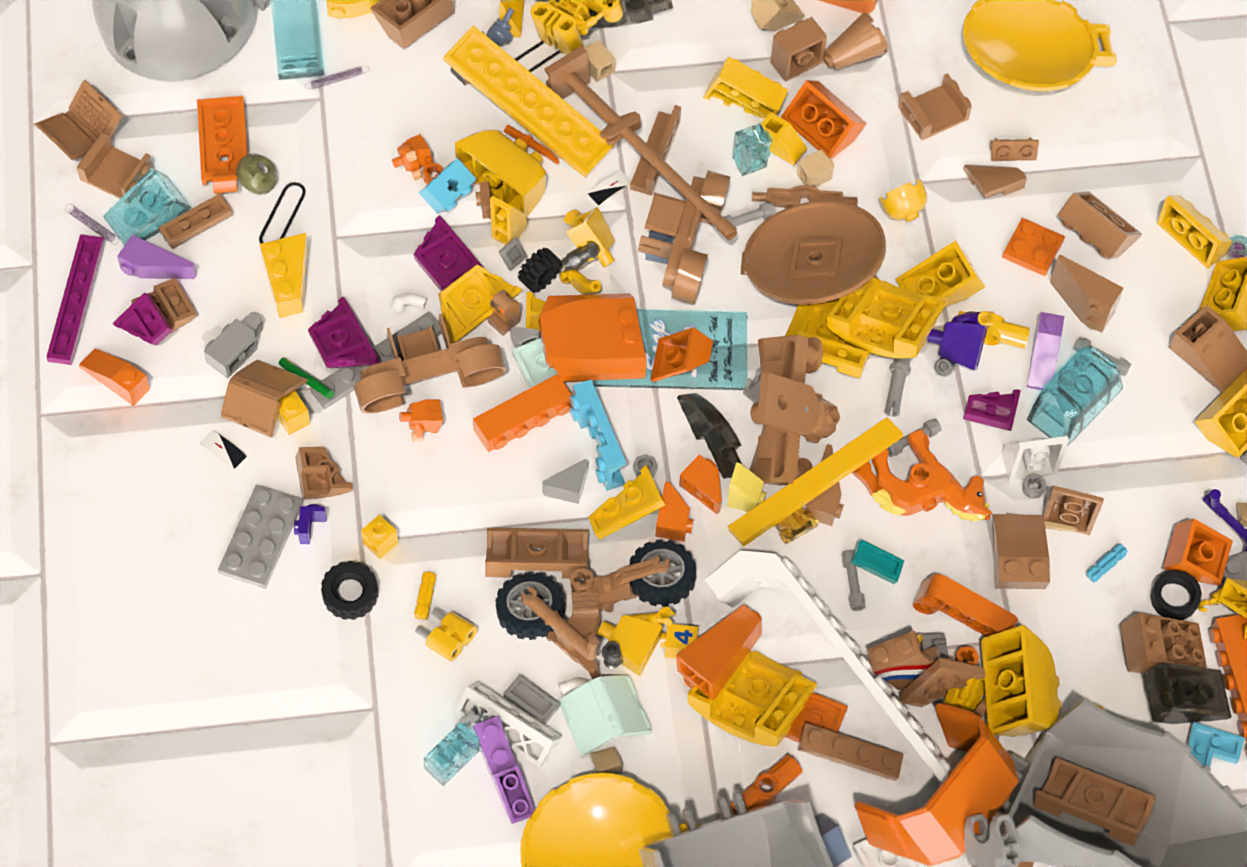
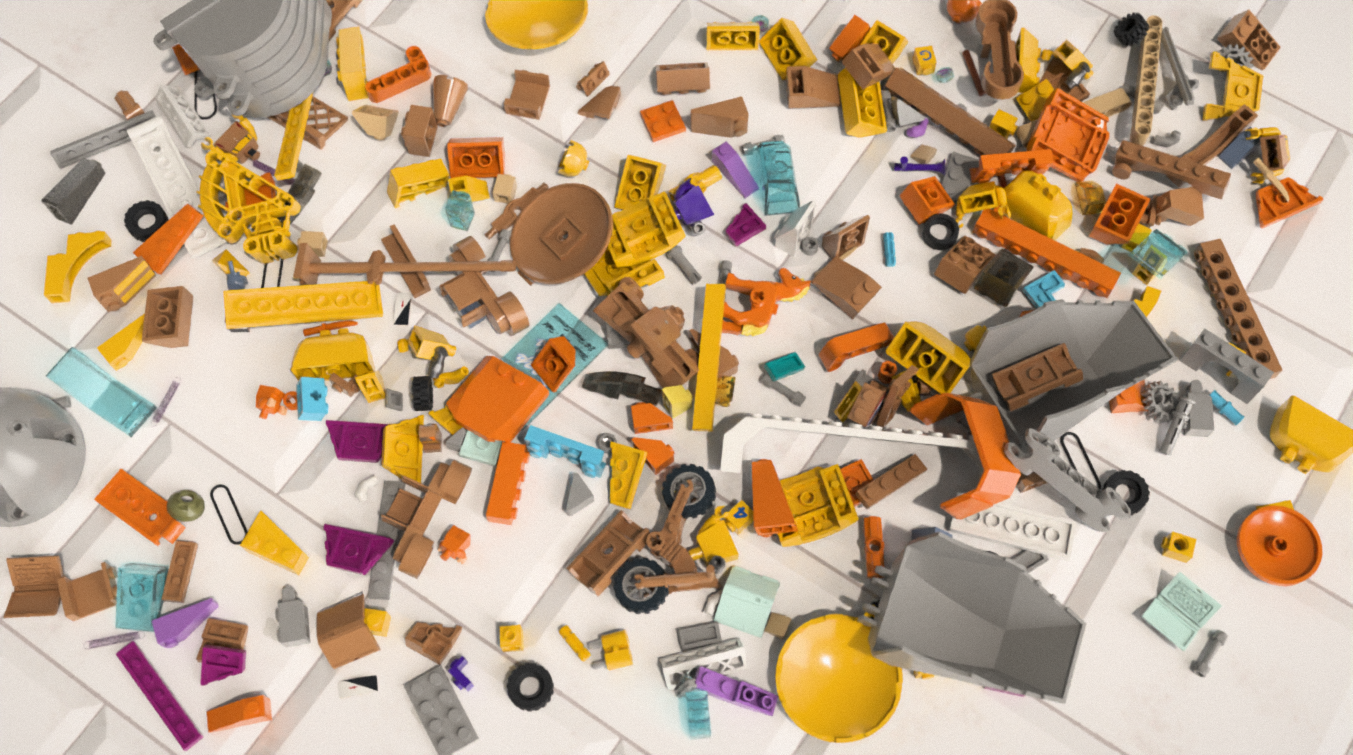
camera: 45 degrees left, 5 degrees up
(312, 382) = (367, 592): green bar -> none

